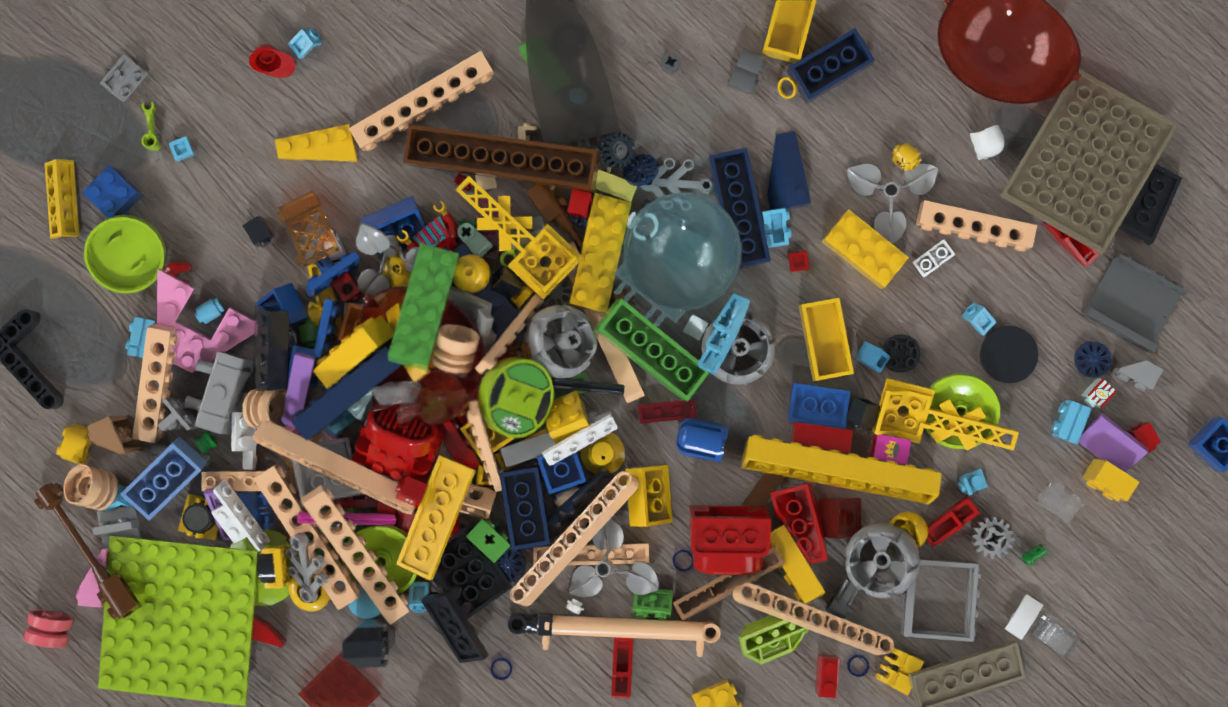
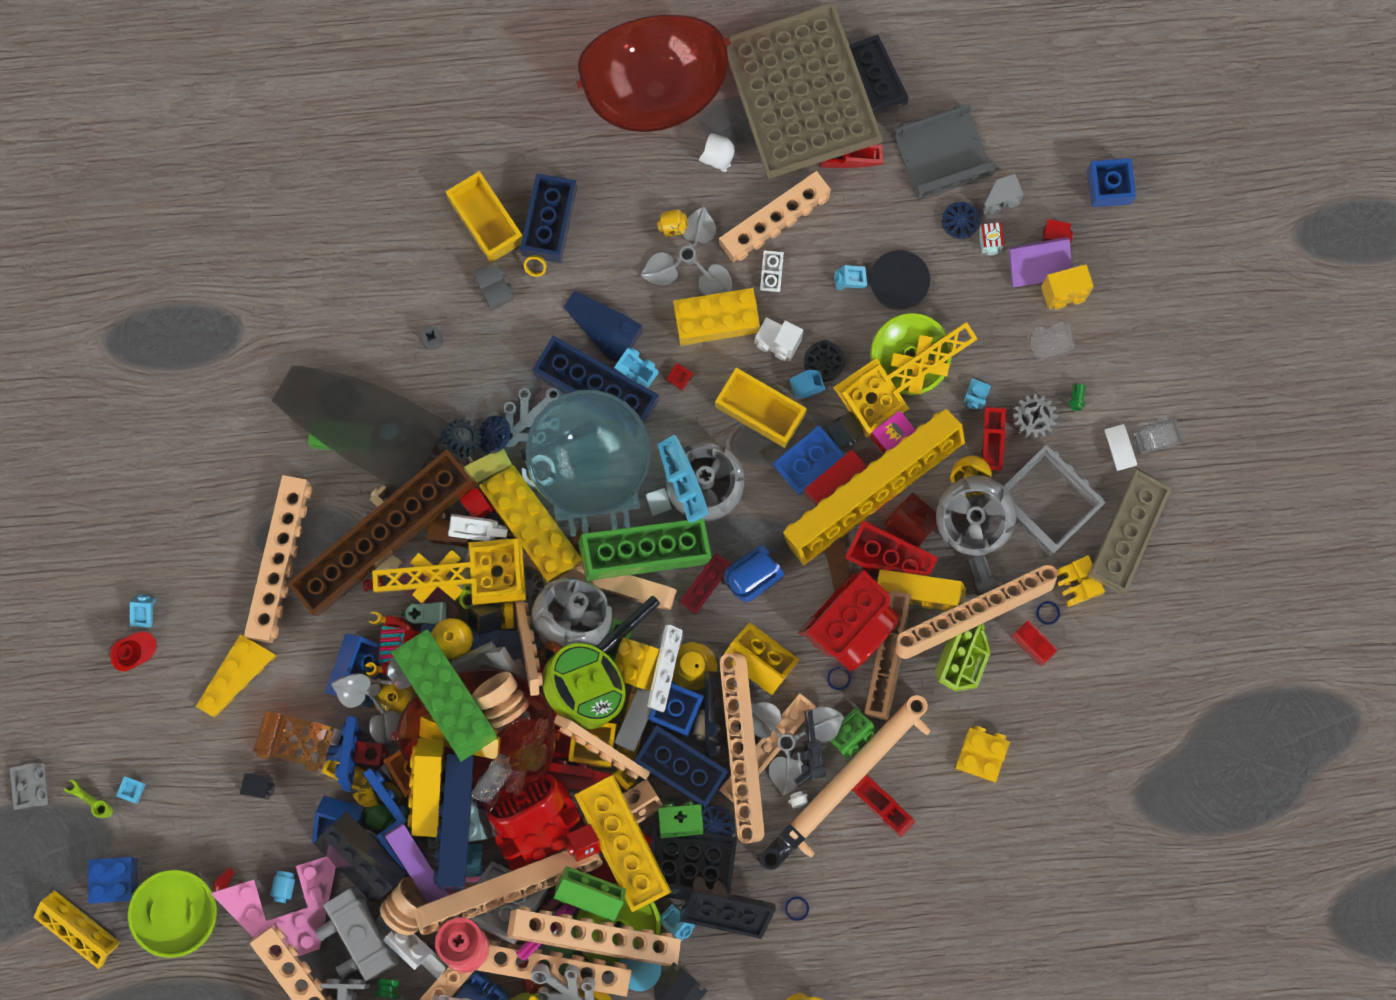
camera: 50 degrees left, 10 degrees down
(138, 330) = (251, 964): medium azure brick -> none
(264, 462) = (462, 945): none -> coral wheel
(381, 526) = (589, 893): none -> bright green brick
(562, 219) = (475, 528): none -> white hinge
(612, 587) = (811, 753): none -> black piece
(887, 307) = (779, 339): none -> white brick
(1070, 421) = (995, 278): medium azure brick -> none

